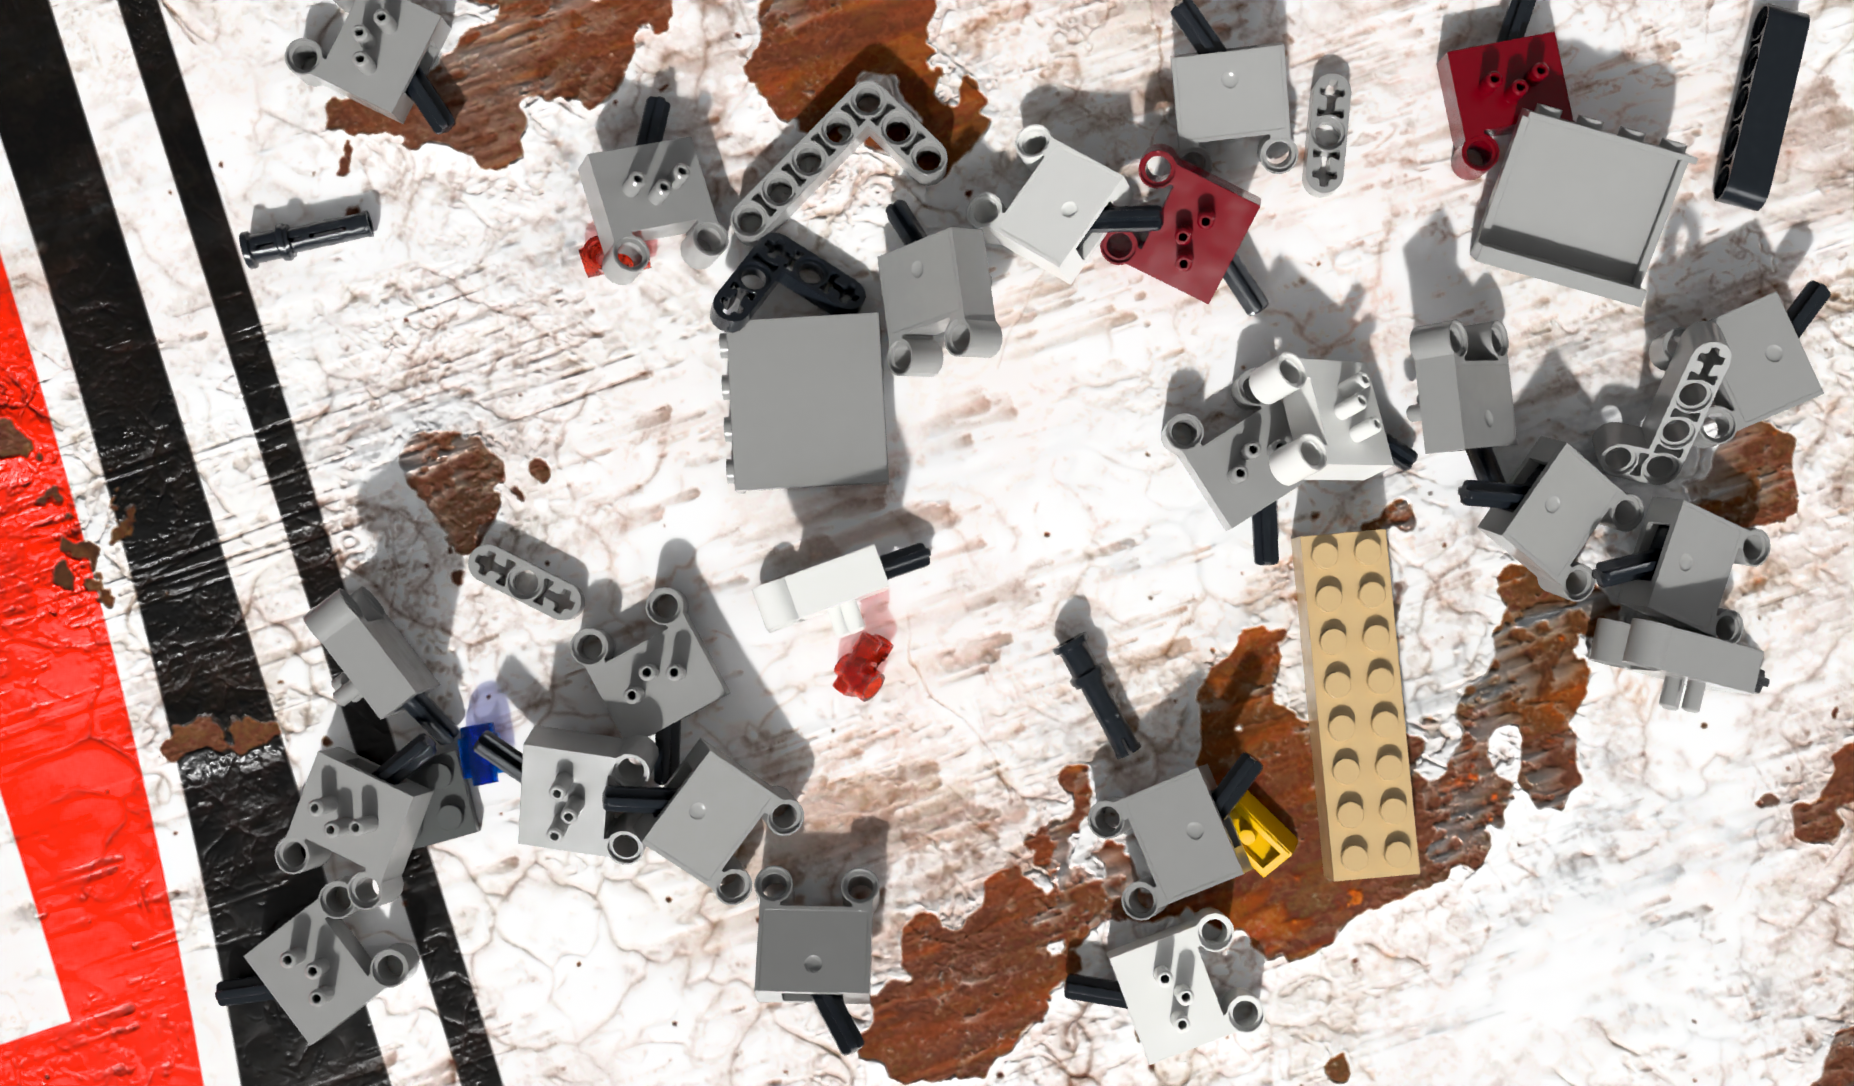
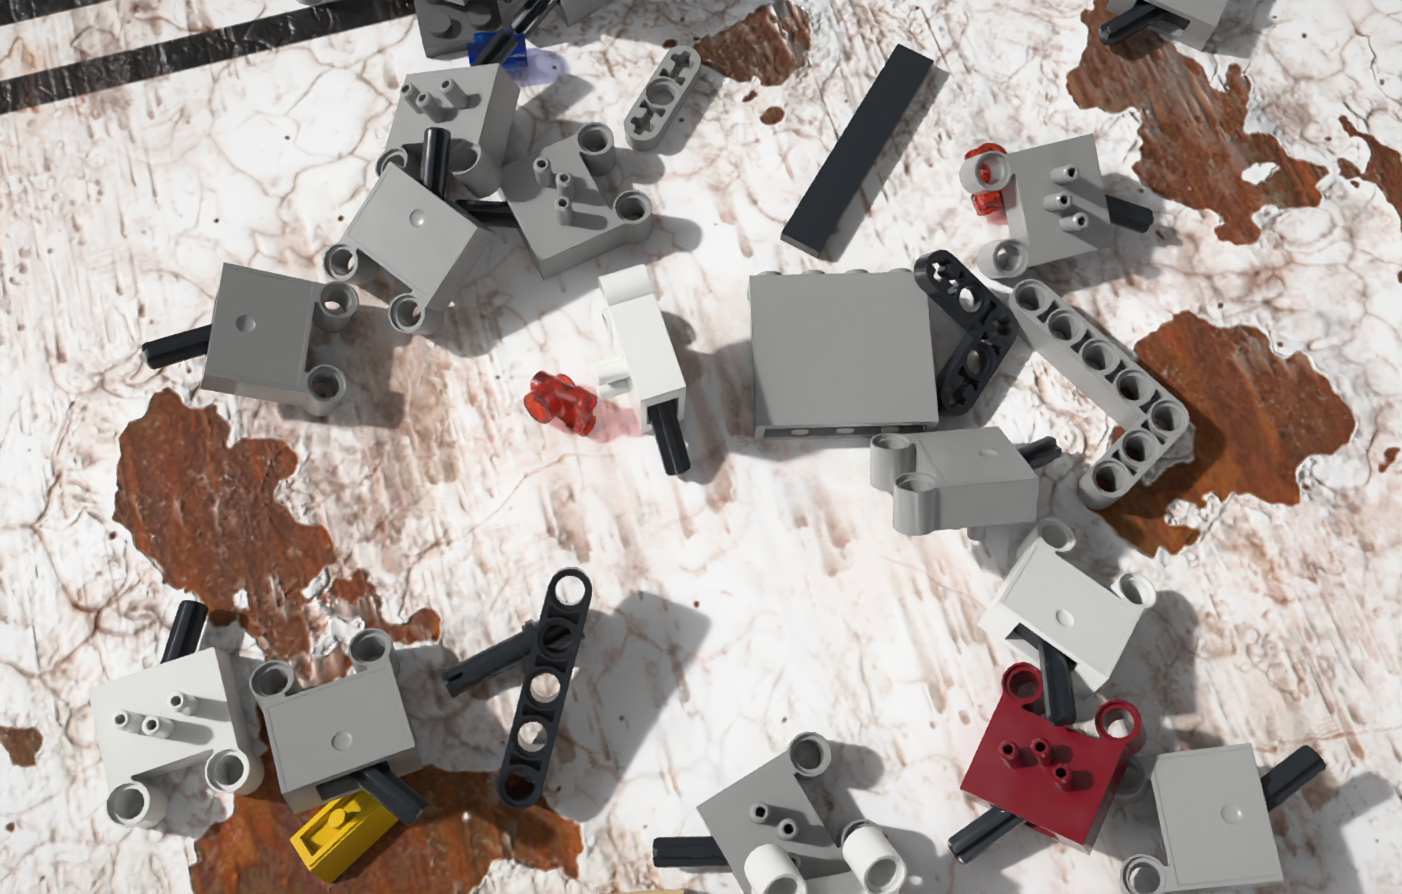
camera: 85 degrees right, 15 degrees down
(578, 383) = (856, 151): none -> black tile
(1154, 662) = (544, 710): none -> black beam

